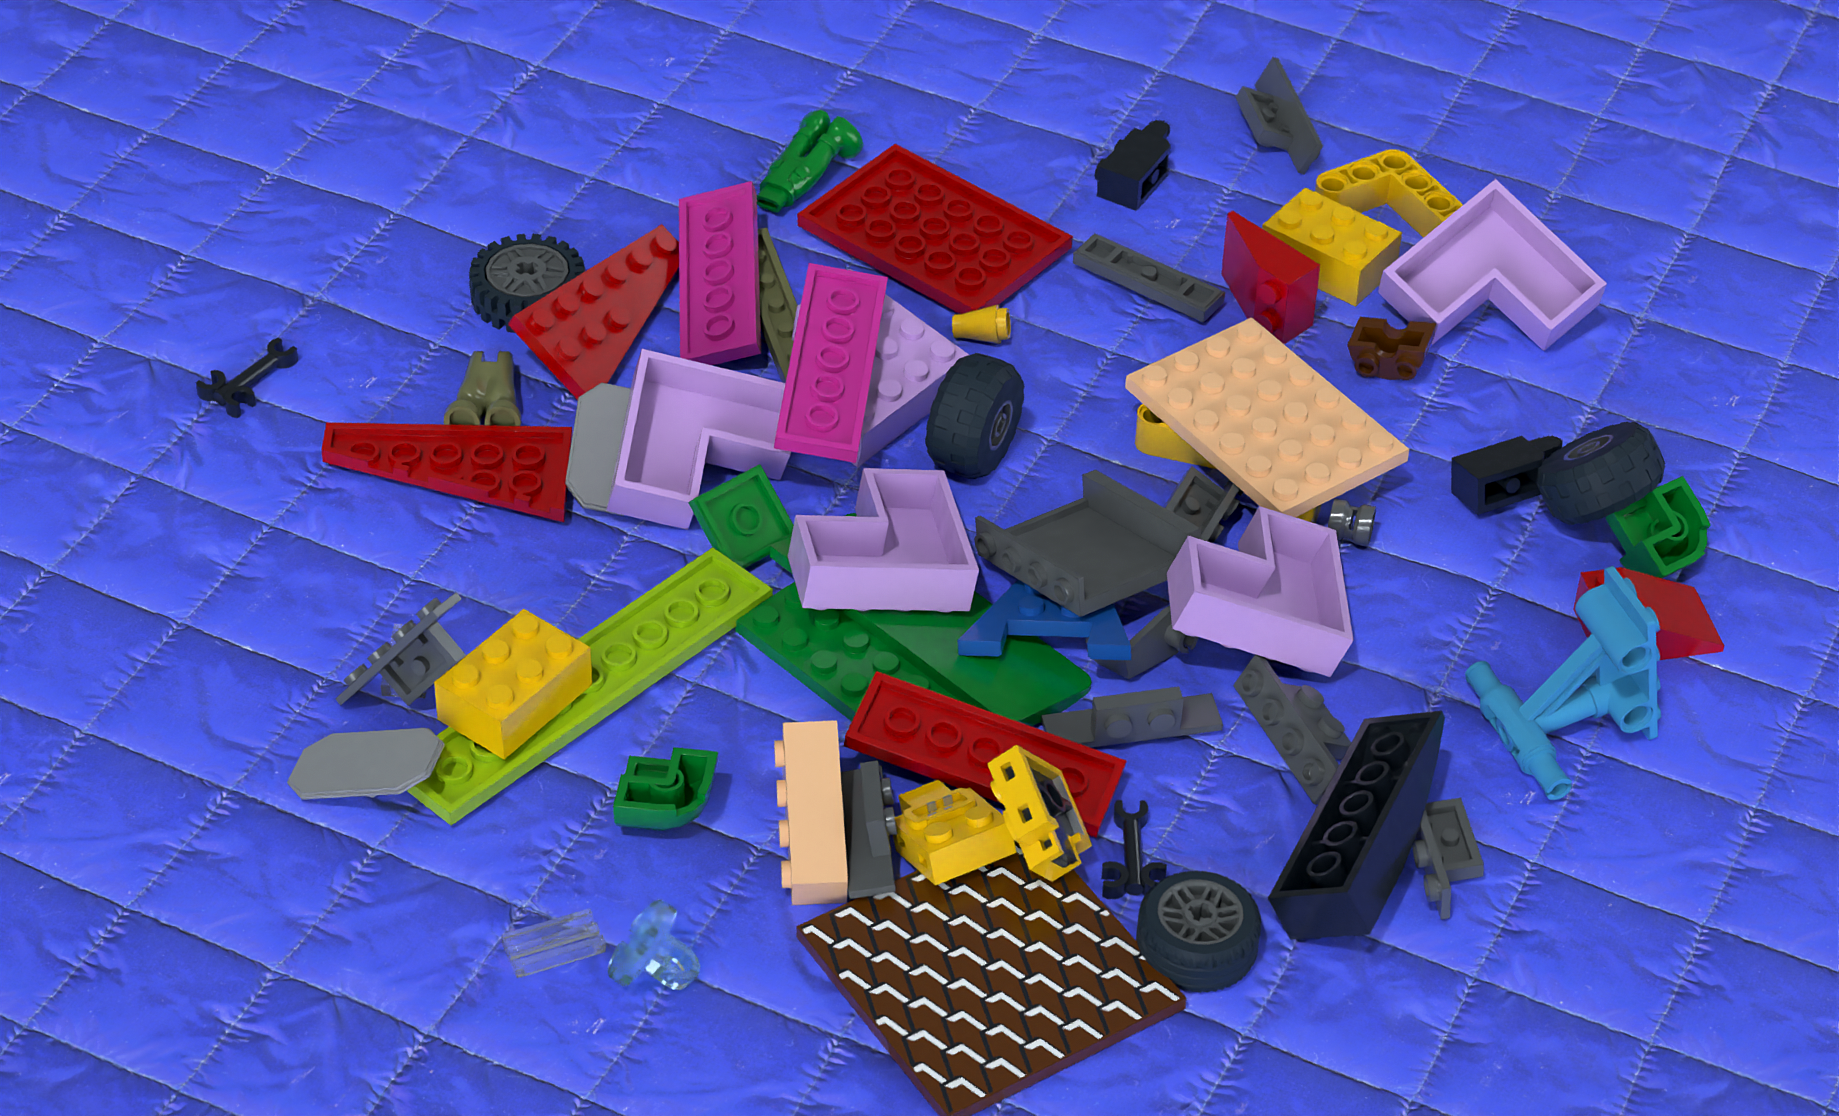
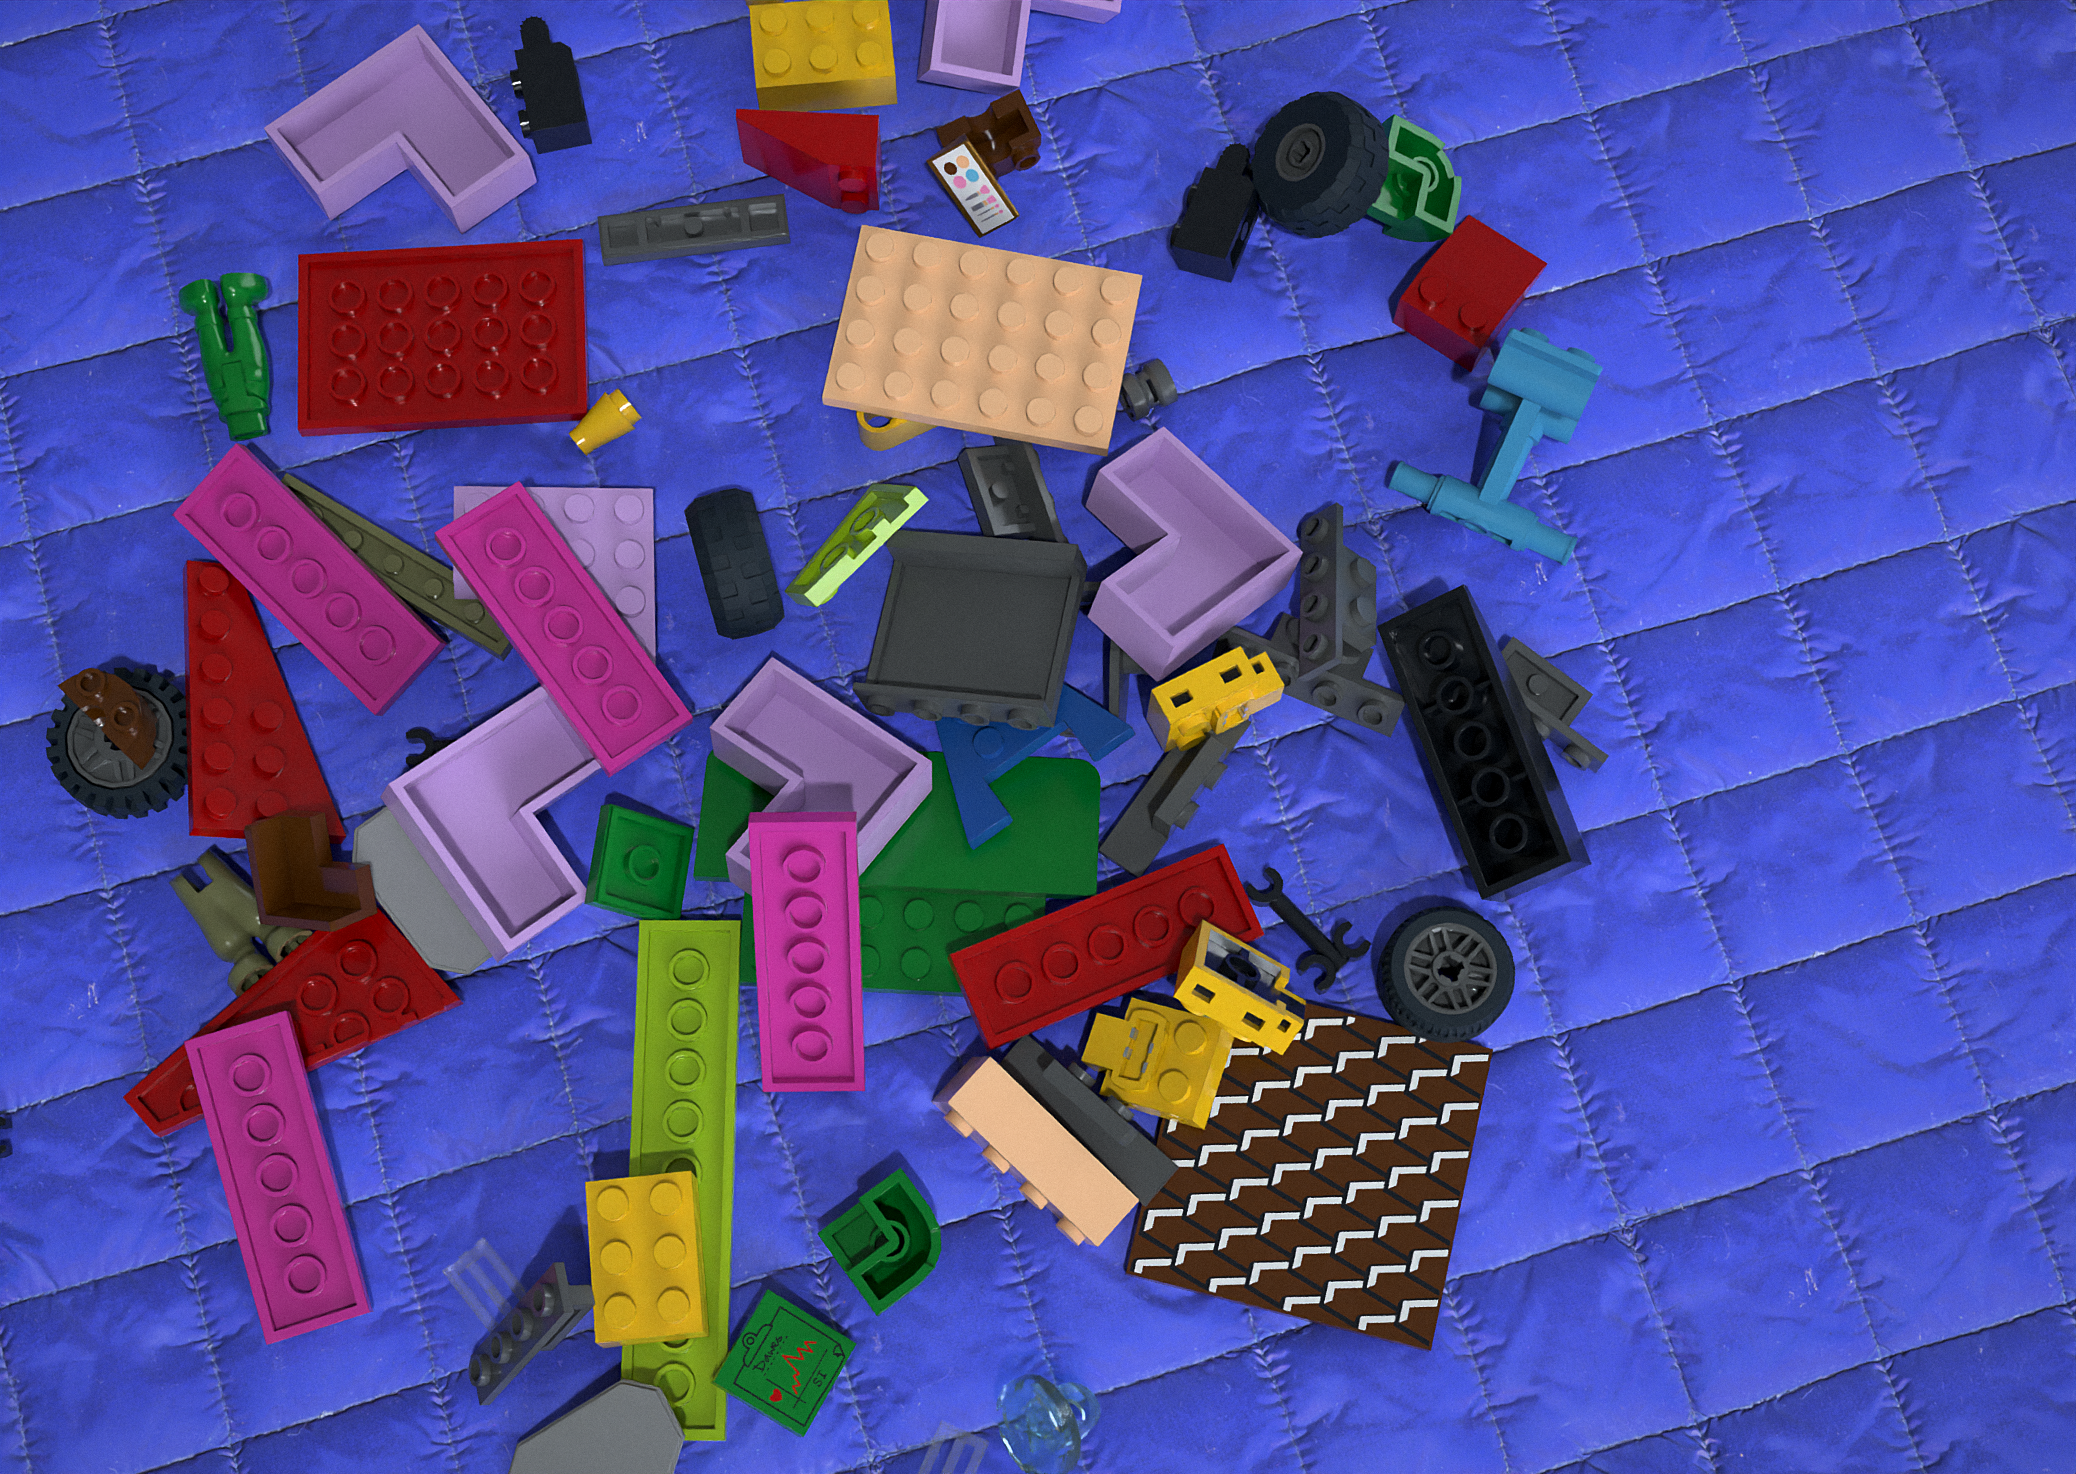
camera: 45 degrees left, 30 degrees up
(360, 512) = (278, 1177): none -> dark pink plate
(531, 806) = (783, 1363): none -> green tile
(538, 245) = (114, 702): none -> reddish brown cylinder
(547, 381) = (297, 876): none -> reddish brown panel
(786, 591) = (808, 950): none -> dark pink plate
(1020, 114) = (396, 115): none -> lavender piece
(1024, 472) = (854, 540): none -> lime wing
(1204, 664) = (1212, 698): none -> yellow piece
(1352, 353) = (972, 186): none -> slope
(1359, 693) = (1334, 595): none -> dark grey bracket

